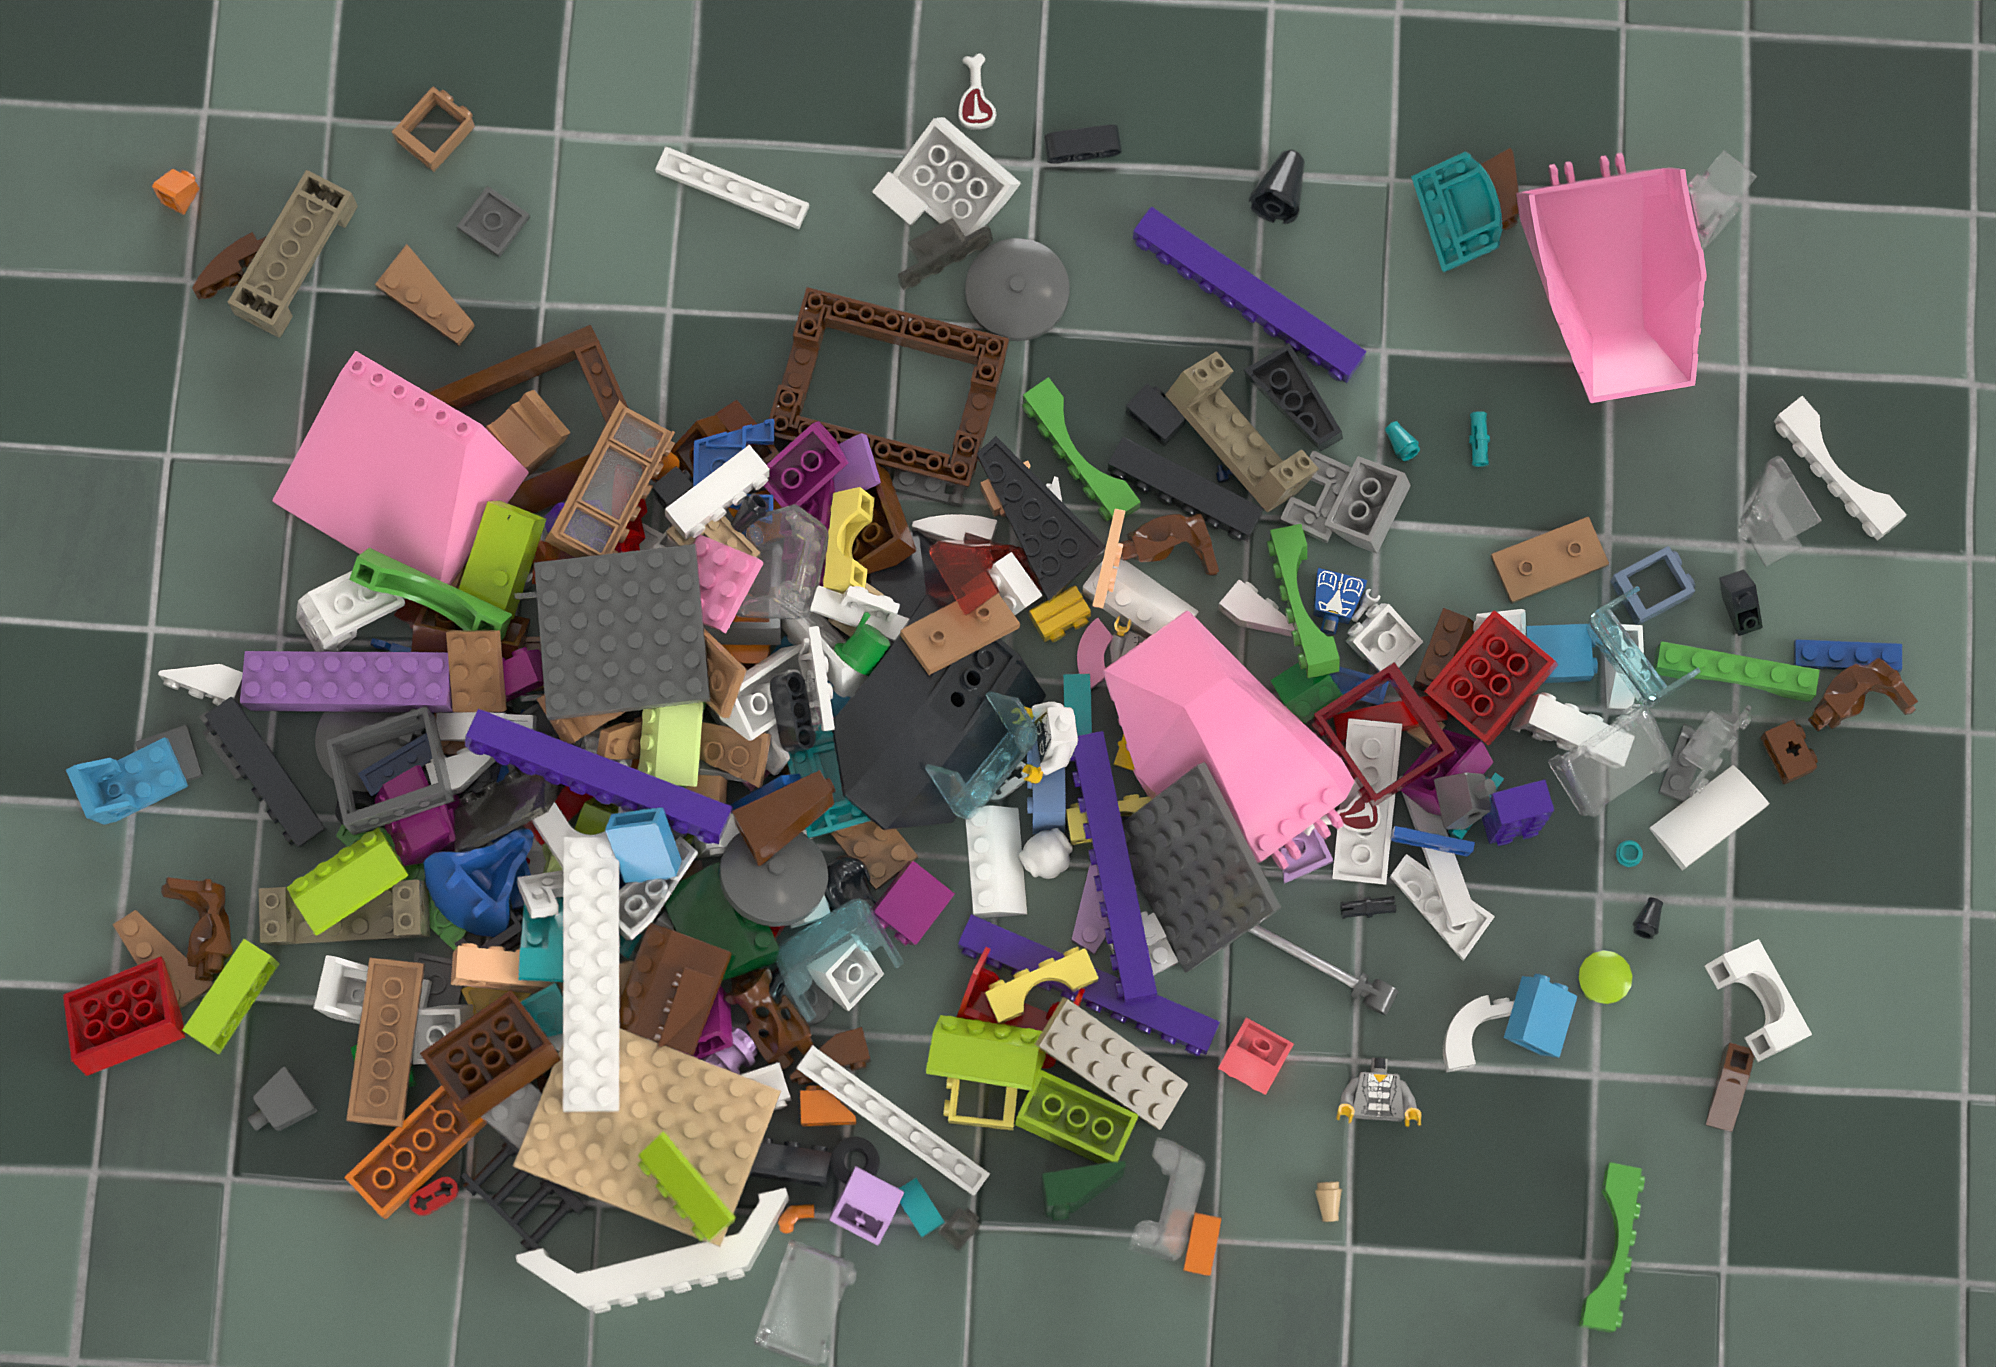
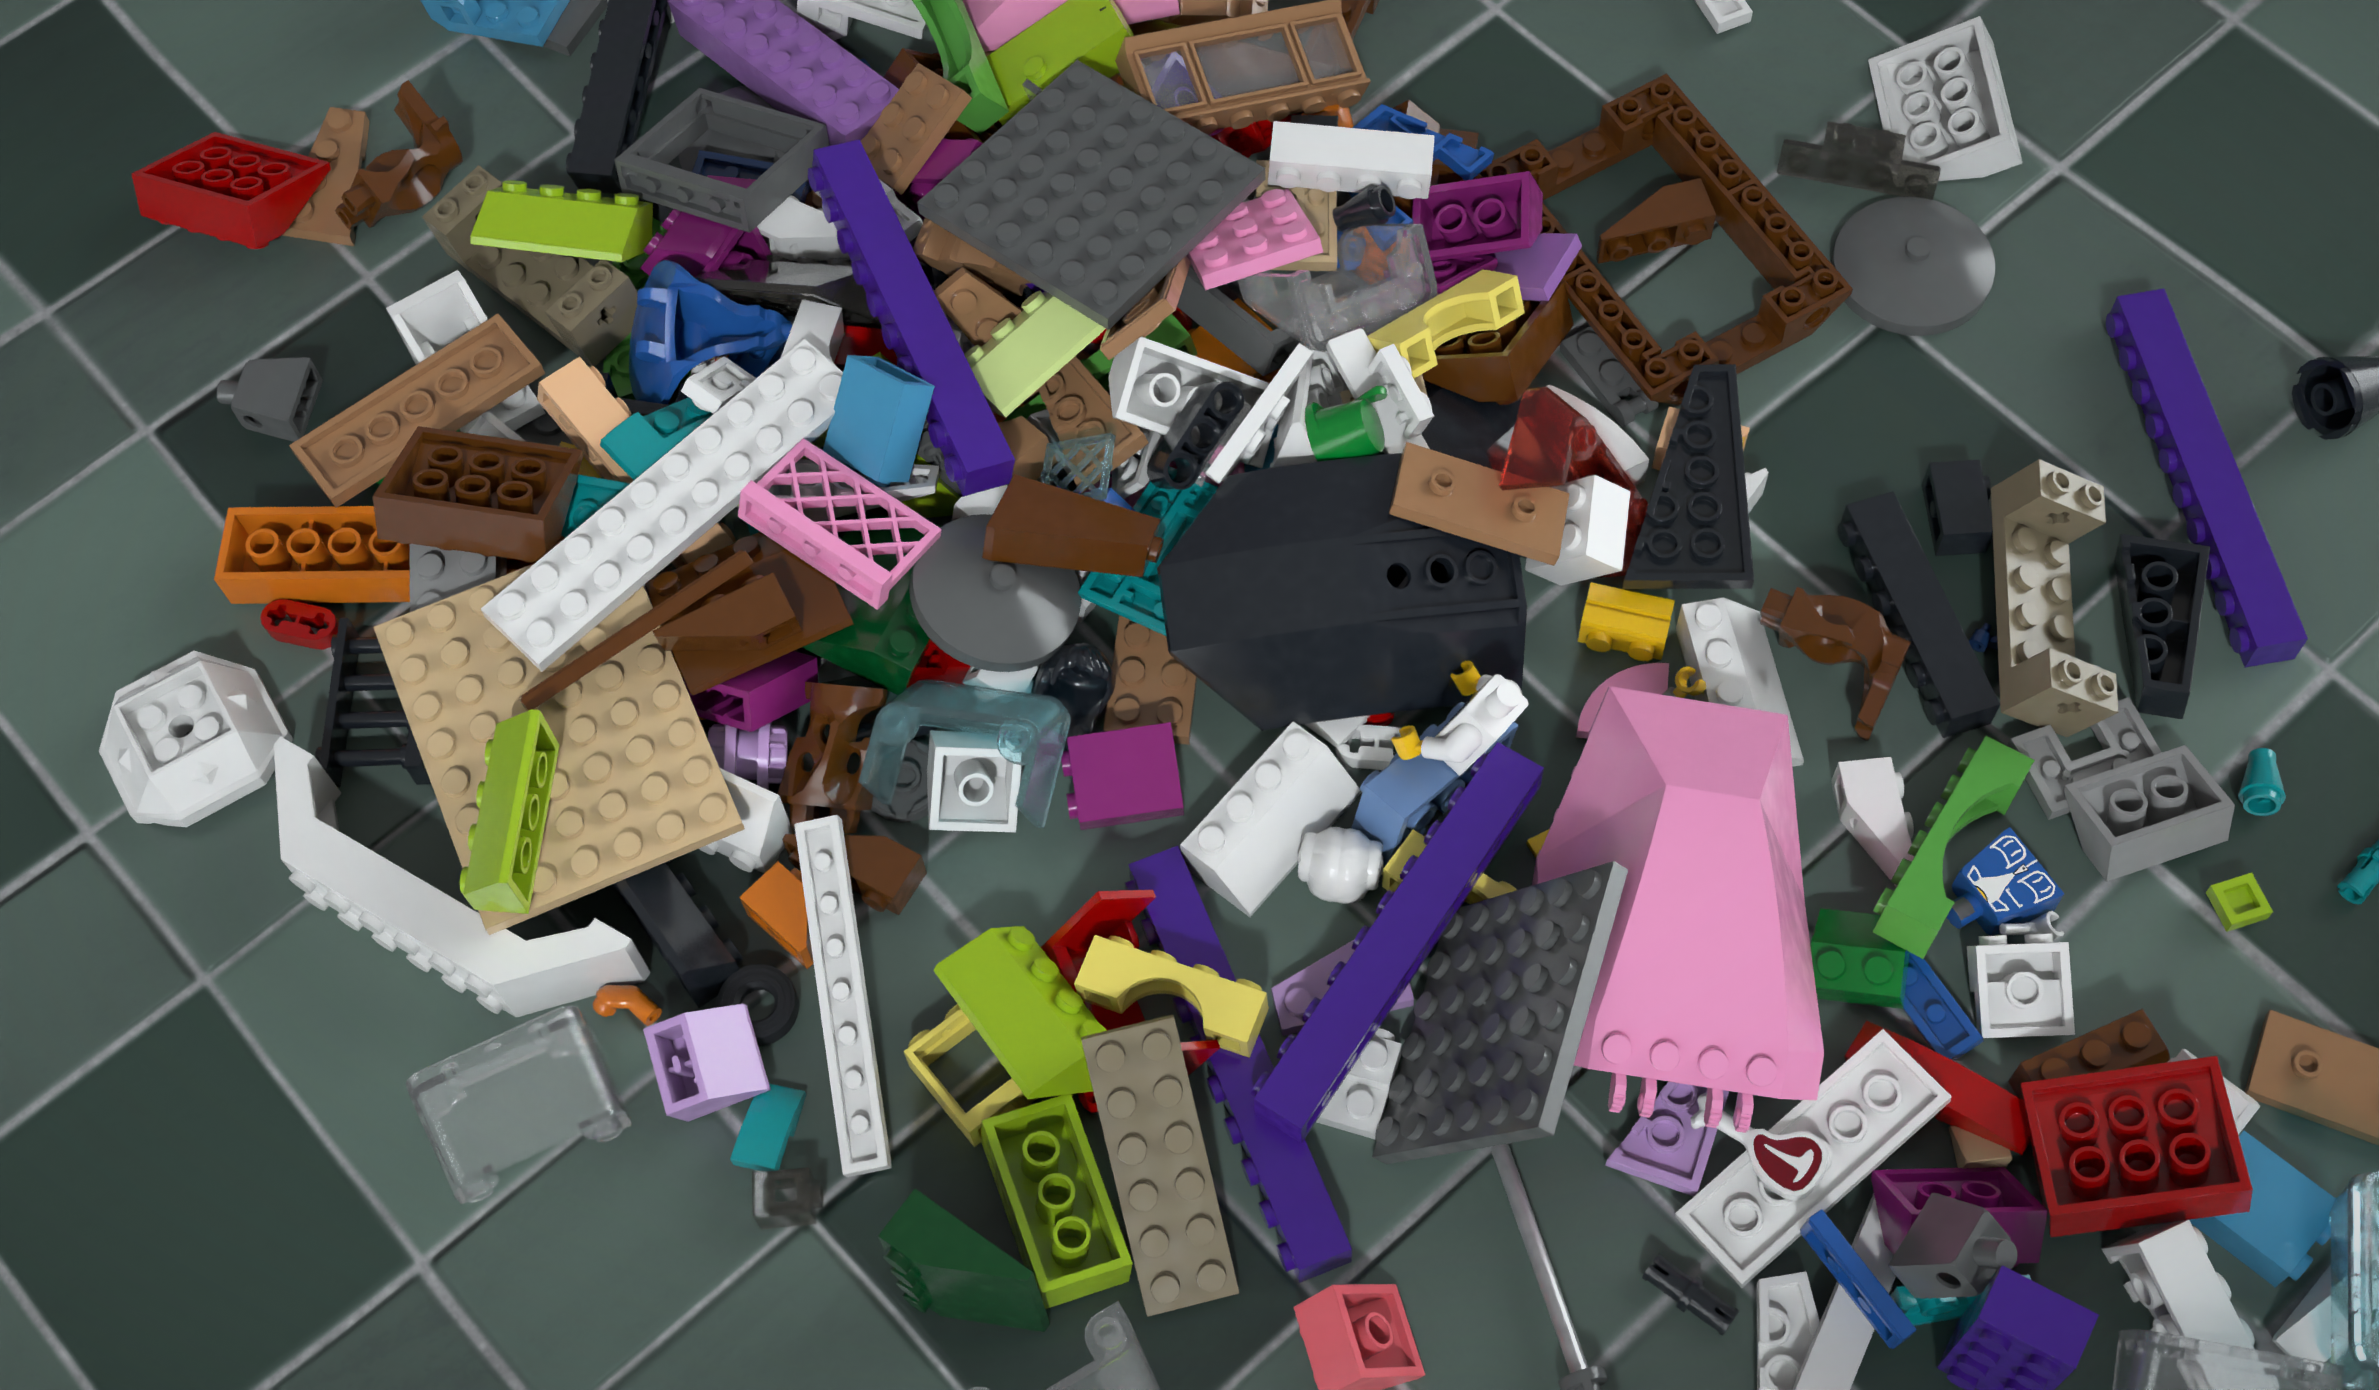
camera: 50 degrees right, 15 degrees down
(231, 996) = (342, 251): lime brick -> none
(480, 1306) = (221, 759): none -> white piece
(646, 1052) = (635, 630): none -> reddish brown tile
(679, 934) = (819, 541): none -> bright pink fence
(768, 768) = (1076, 444): none -> clear light blue window
(879, 368) = (1665, 220): none -> reddish brown slope
(900, 198) = (1863, 83): white tile -> none
(971, 797) = (1310, 703): clear light blue windscreen -> none
(974, 109) = (2039, 65): white piece -> none
(1046, 406) = (1819, 544): bright green arch -> none
(1078, 697) = (1550, 727): teal slope -> none
(1082, 144) = (2137, 180): black beam -> none
(1111, 558) = (1740, 583): light nougat wing -> none
(1417, 709) = (1929, 1005): dark red window -> none
(1438, 512) = (2239, 902): none -> lime plate

